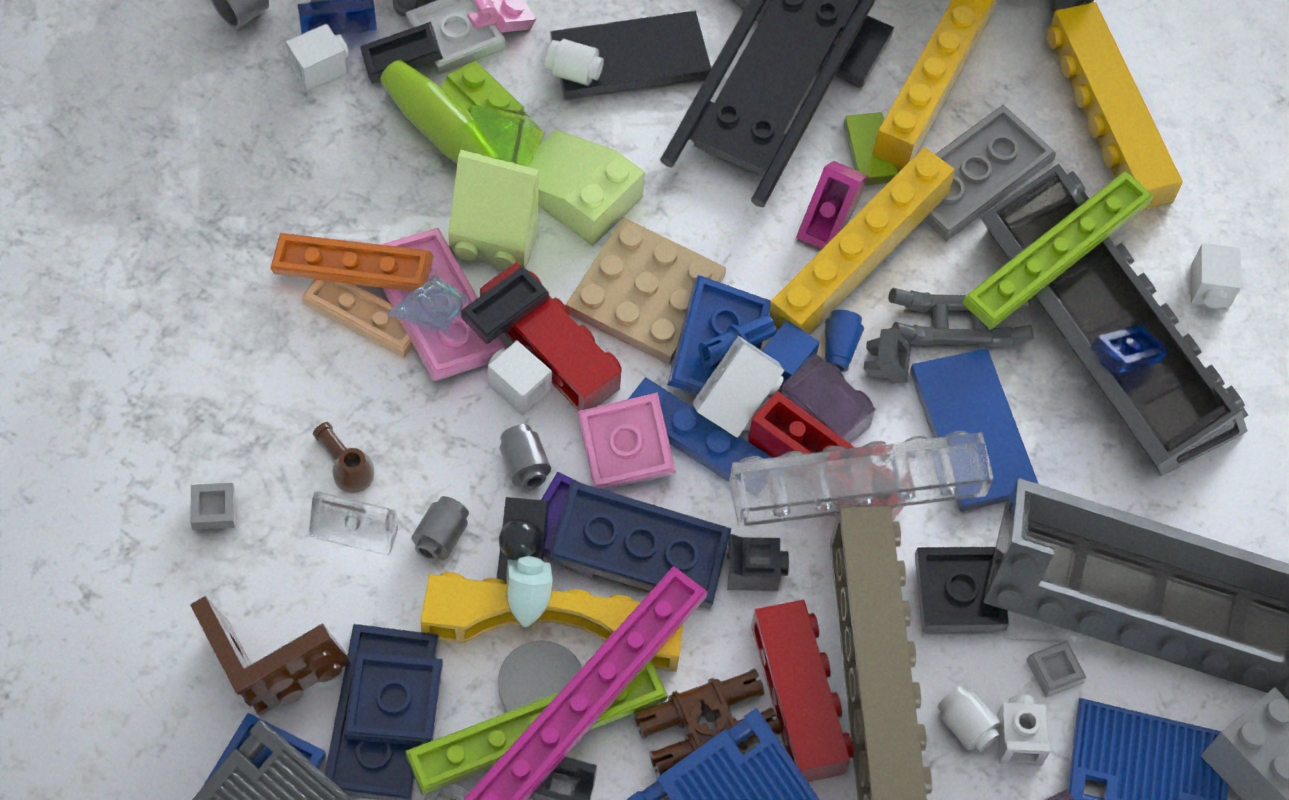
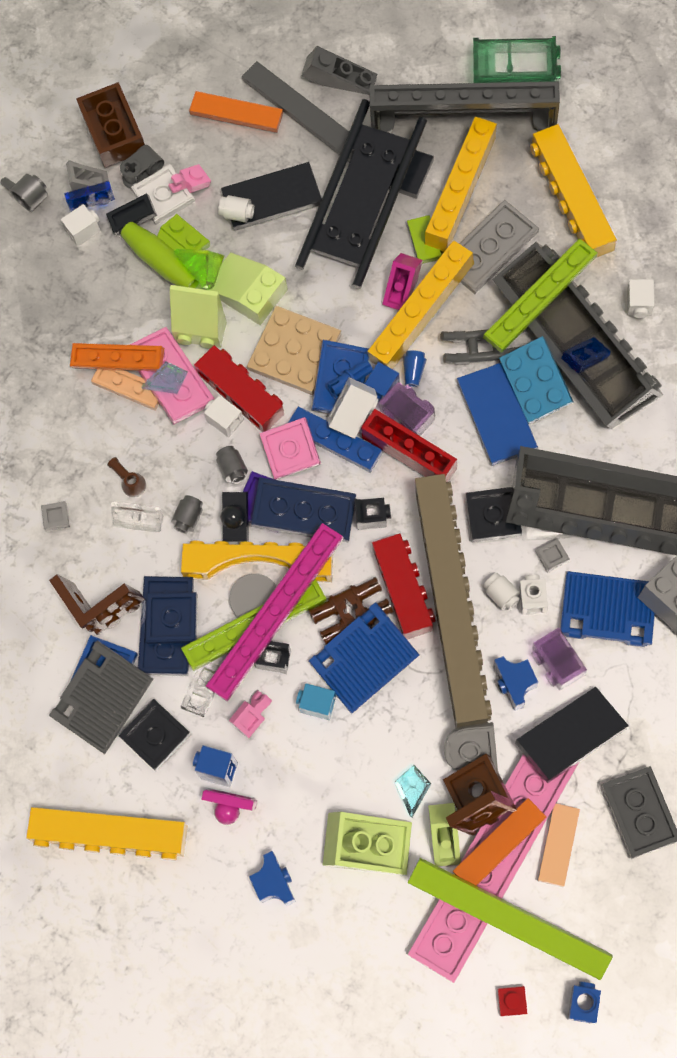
camera: 10 degrees right, 10 degrees up
(504, 305) = (209, 373): black tile -> none
(528, 588) = (240, 545): light aqua plate -> none
(864, 476) = (426, 458): clear brick -> none
(892, 355) = (444, 375): dark grey tile -> none
(1044, 381) = (536, 380): none -> dark azure plate

